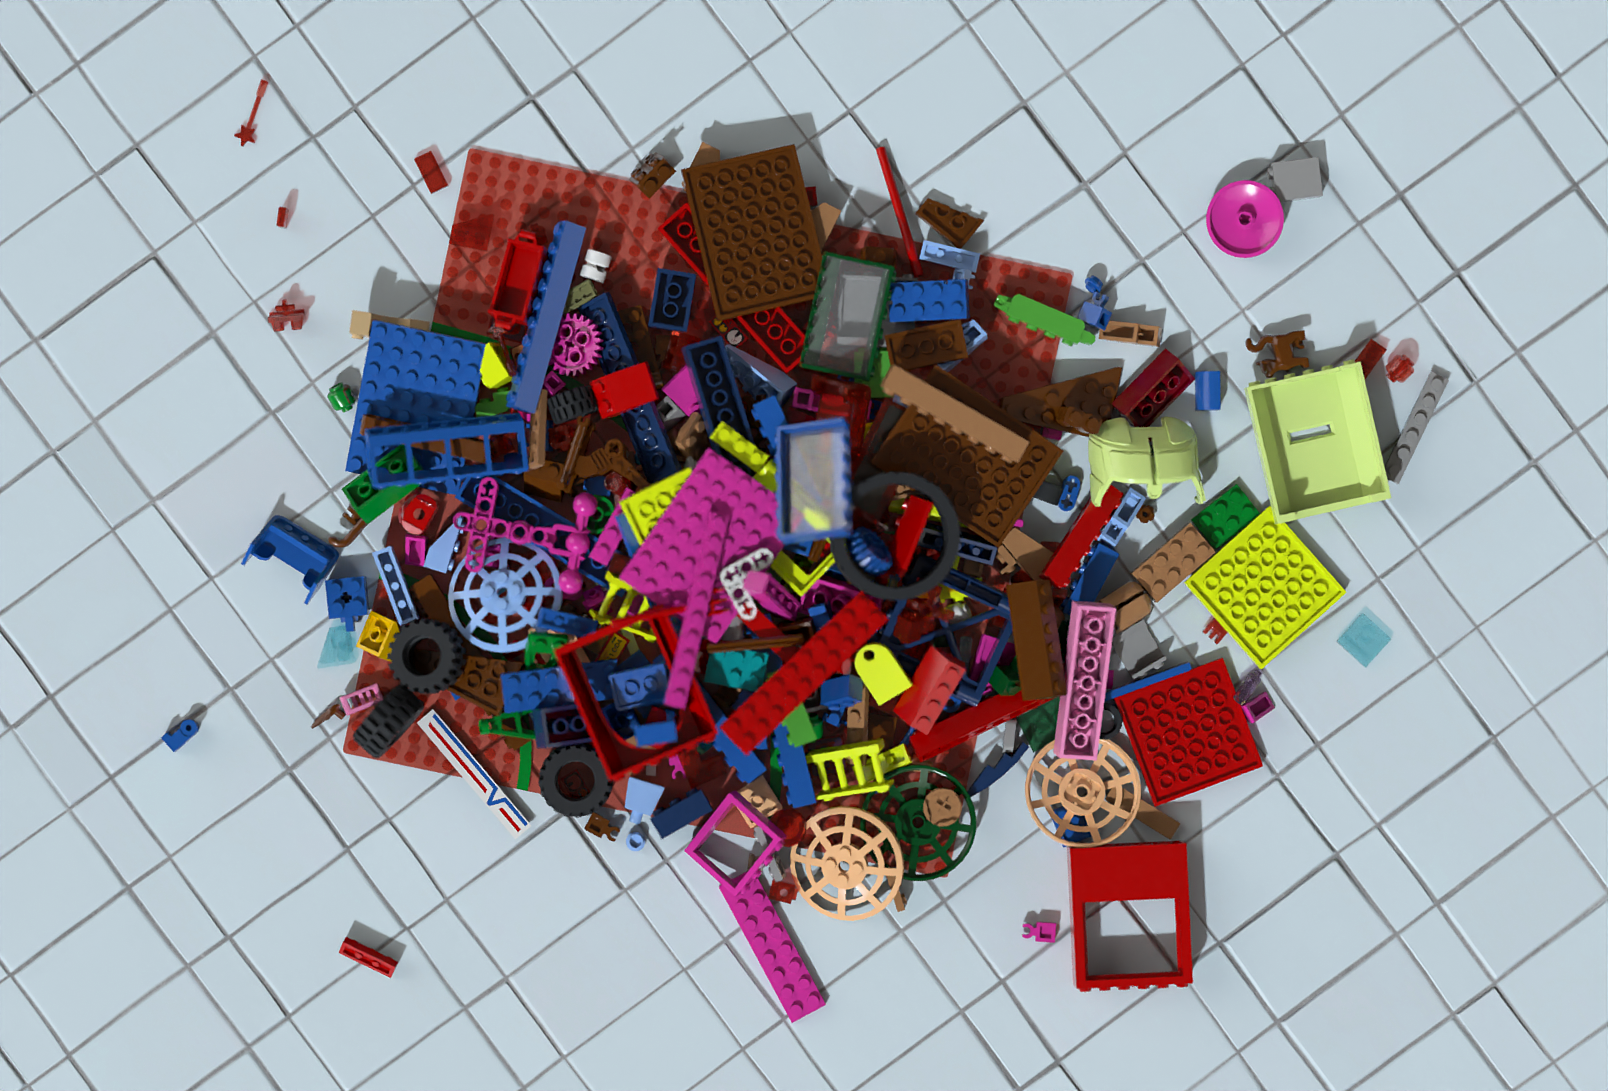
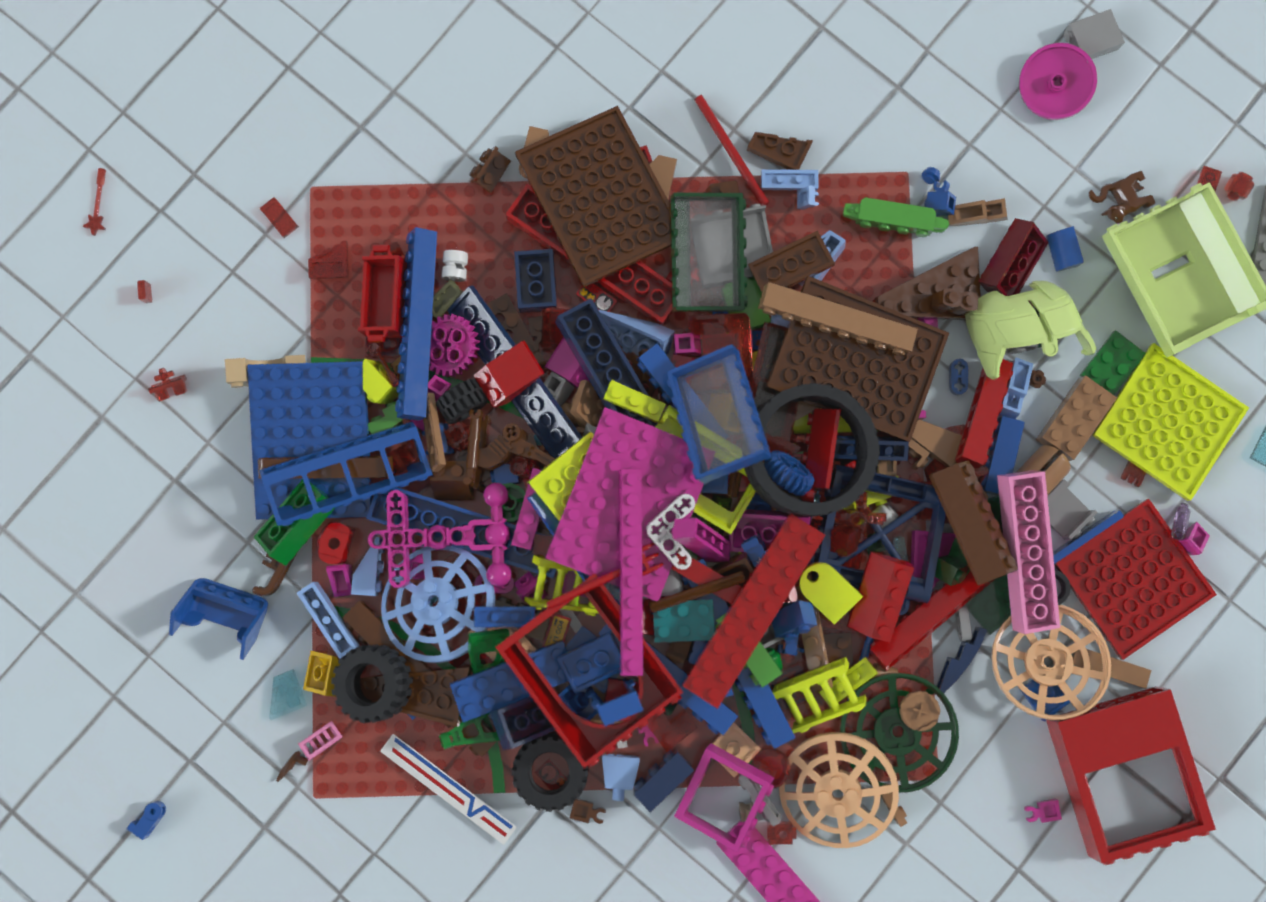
camera: 15 degrees left, 5 degrees down
(340, 608) = (296, 647): blue hinge -> none
(341, 397) = (237, 449): green head -> none
(388, 721) = (347, 759): black tyre -> none
(635, 841) = (623, 817): light blue plate -> none
(929, 300) = (782, 222): blue piece -> none
(1049, 493) = (943, 380): black tyre -> none

